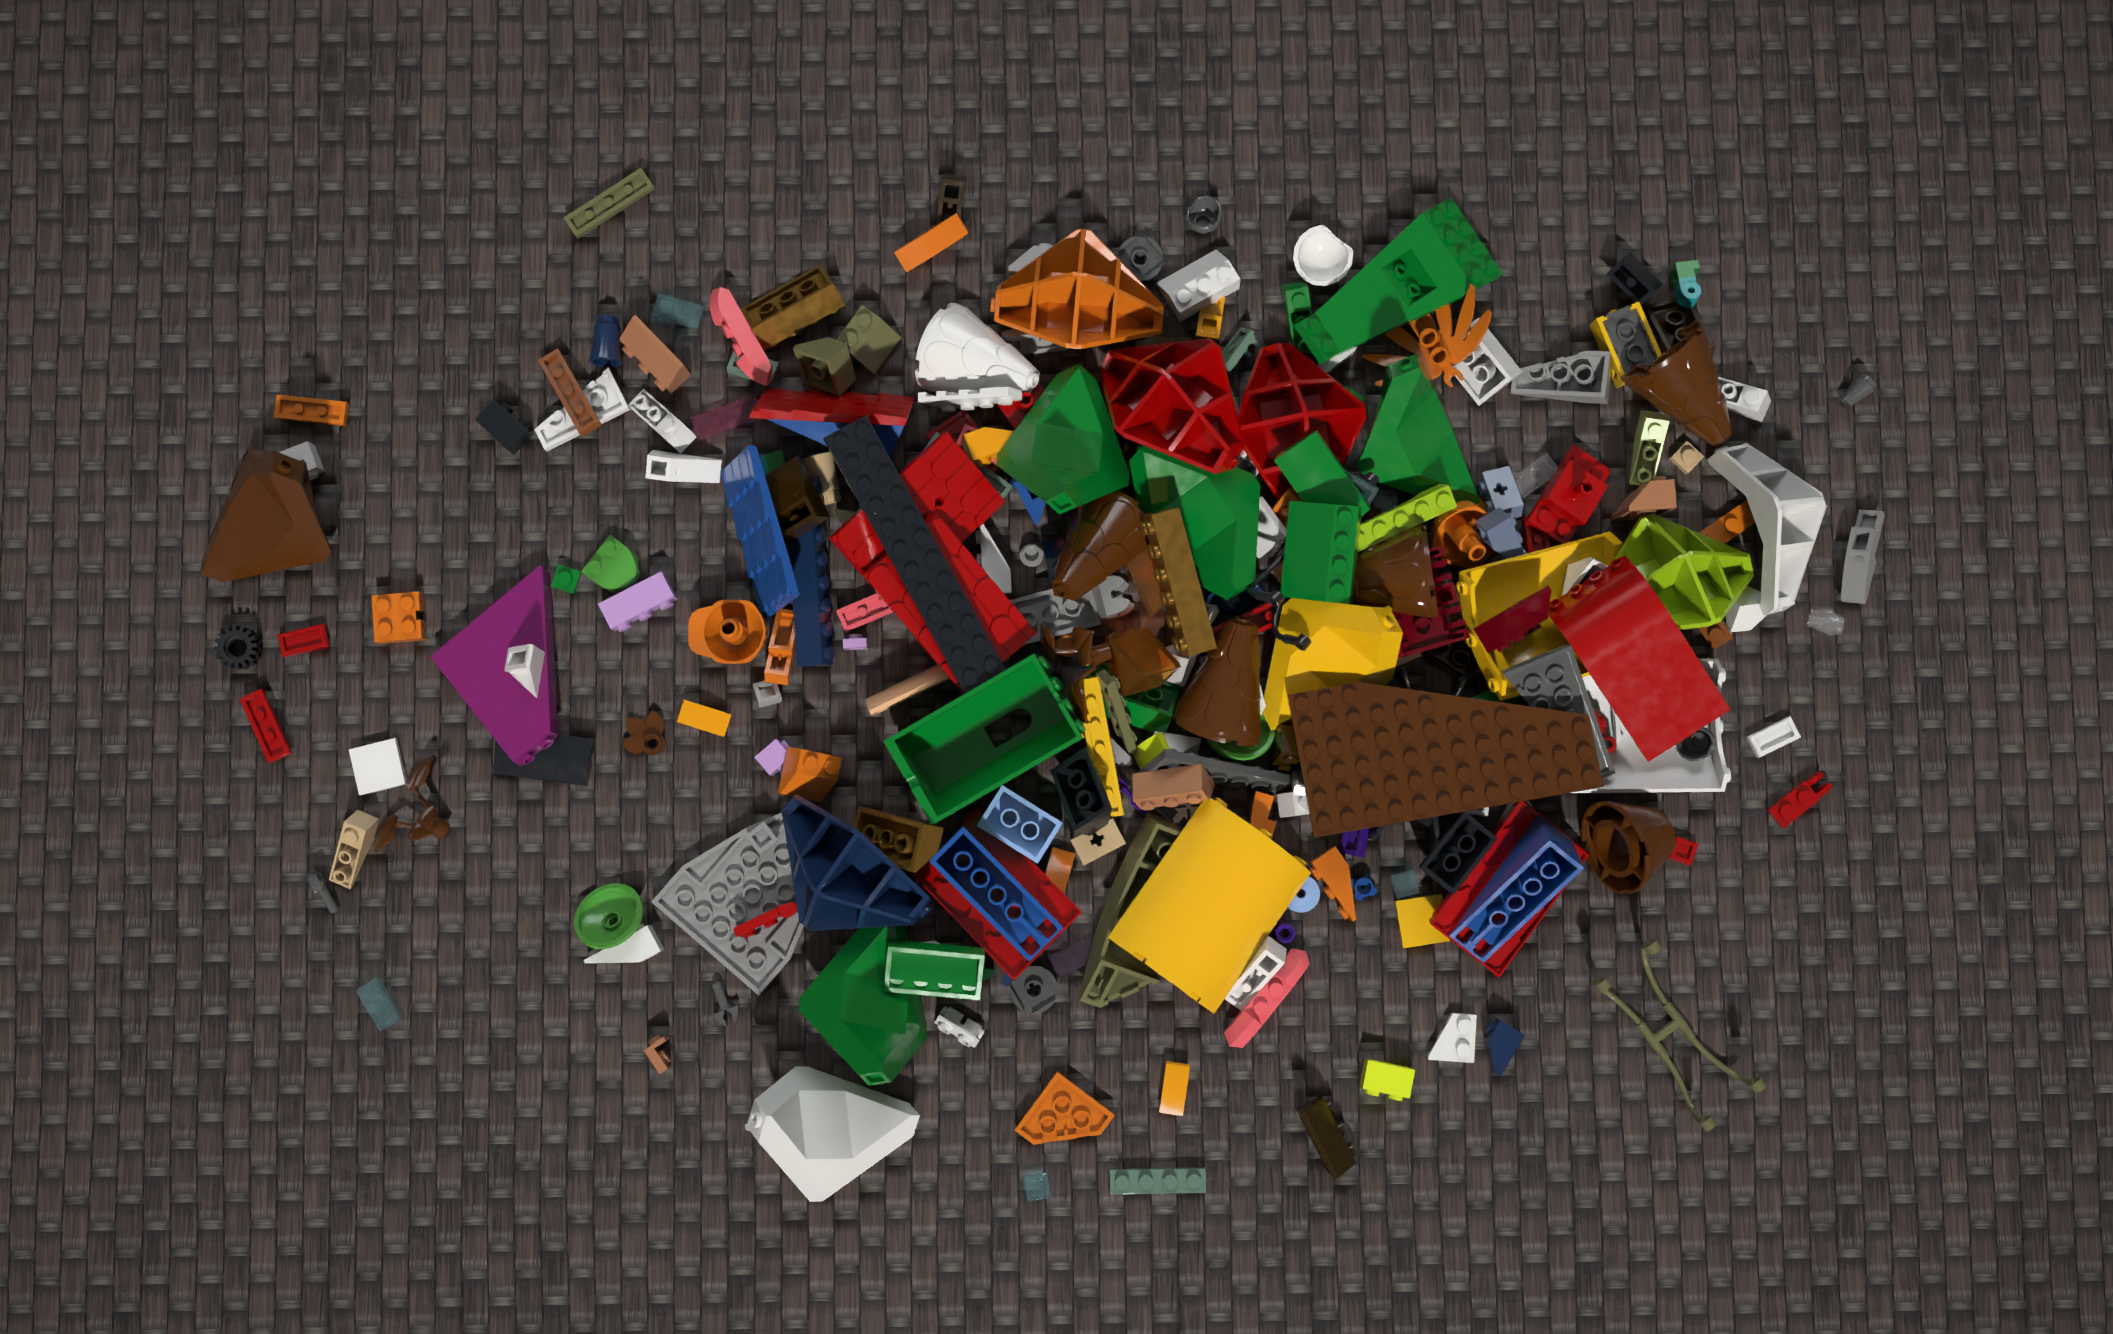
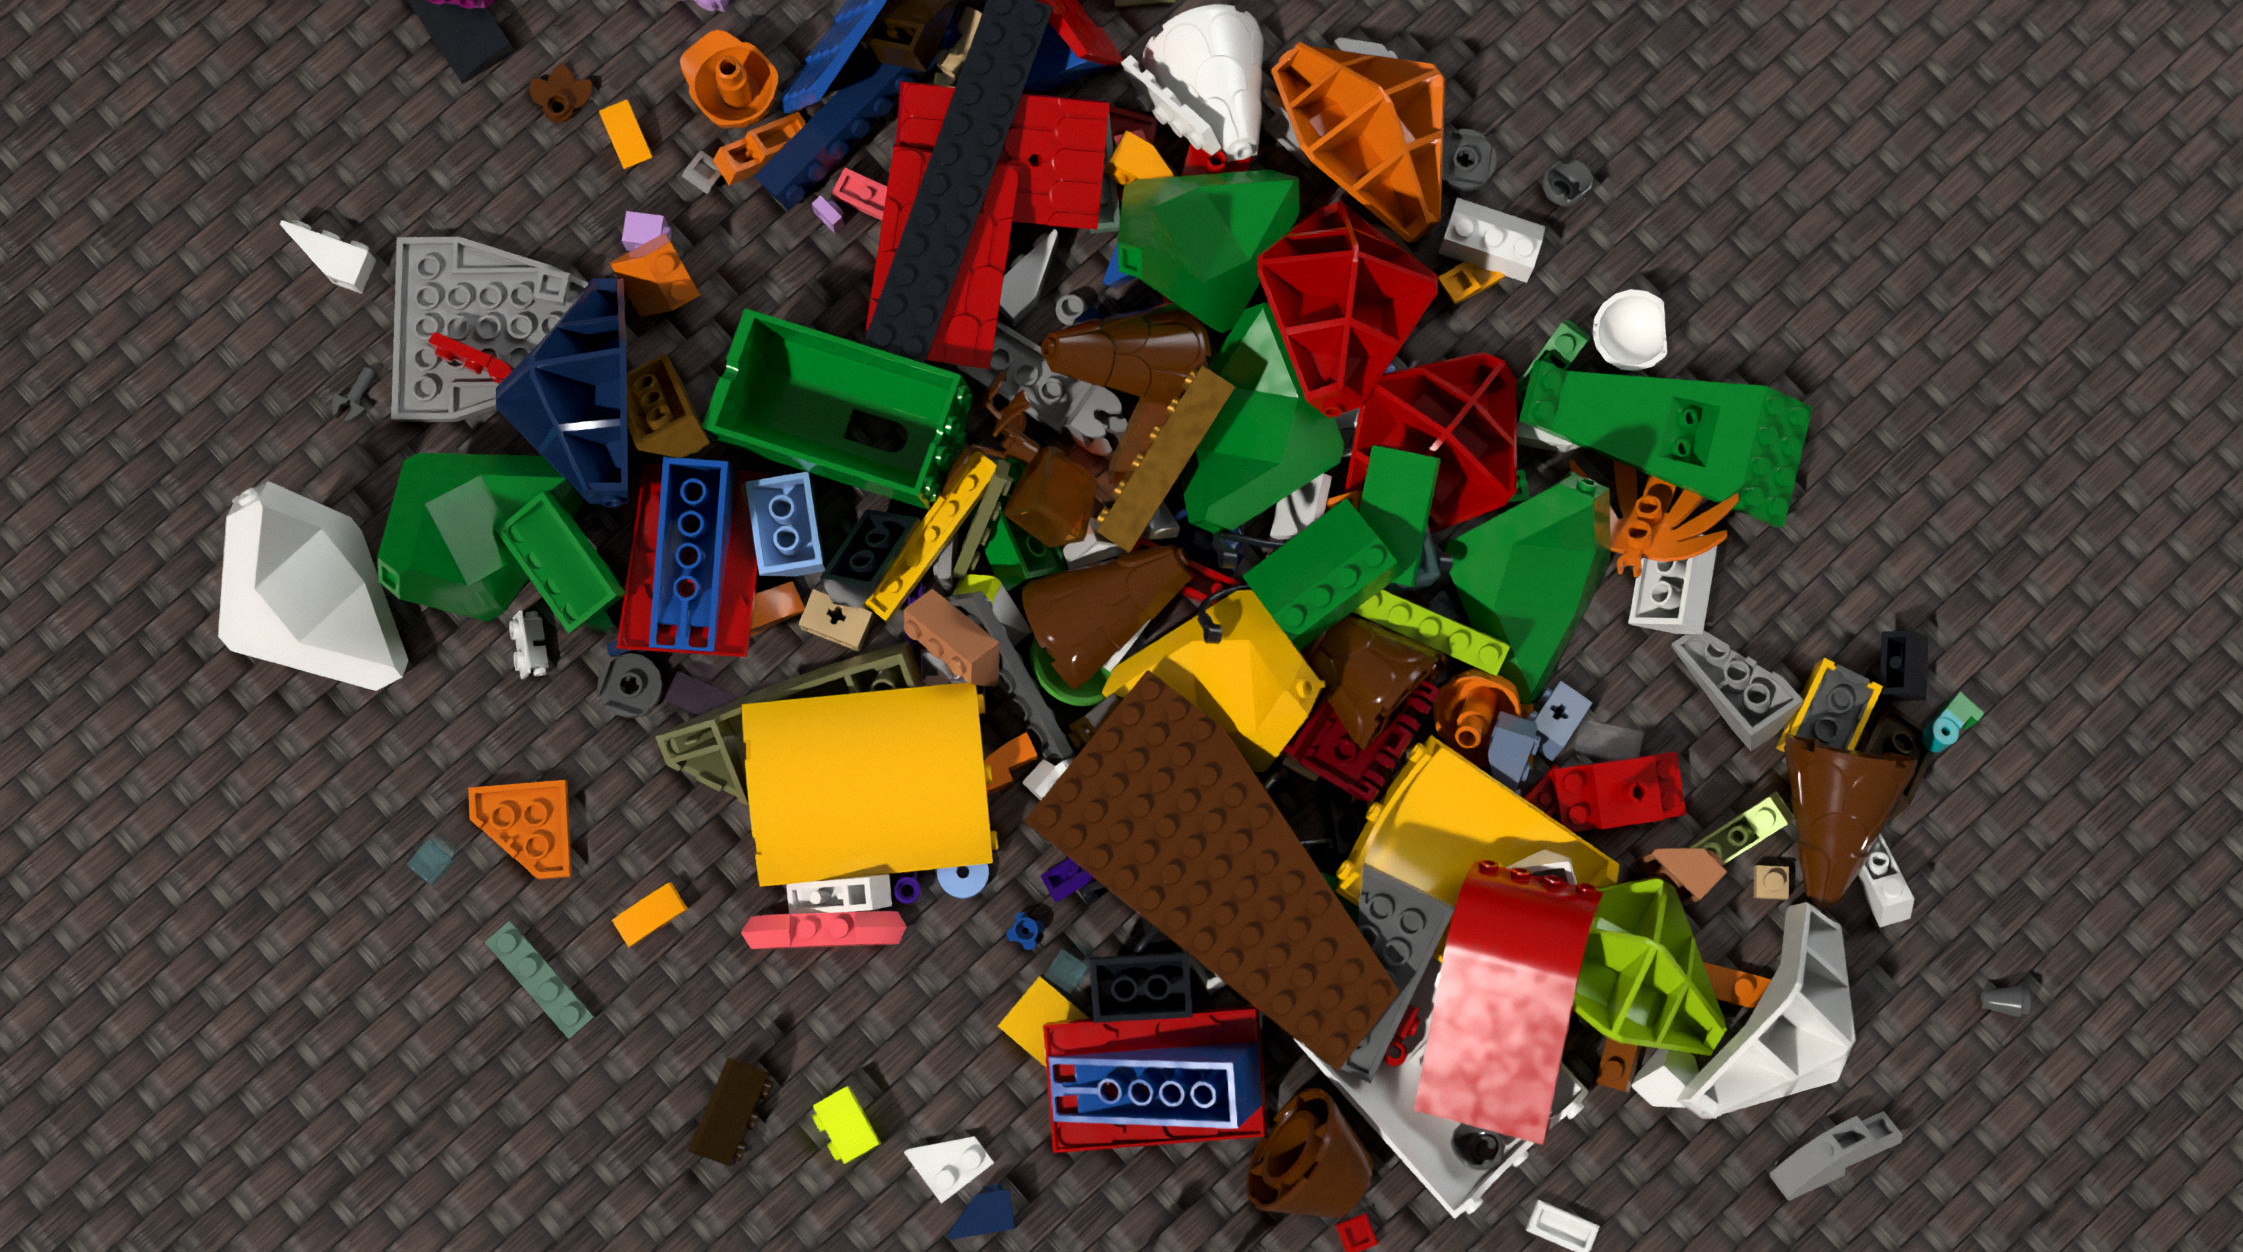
camera: 50 degrees right, 5 degrees down
(379, 1004) = (75, 70): clear light blue tile -> none
(602, 909) = (346, 207): bright green dish -> none
(659, 1058) = (245, 375): nougat bracket -> none
(905, 689) = (818, 300): light nougat slope -> none
(1237, 347) = (1447, 331): sand green plate -> none
(1335, 874) = (1012, 890): orange slope -> none
(1515, 621) = (1431, 835): dark red slope -> none
(1827, 622) = (1732, 1179): clear cone -> none

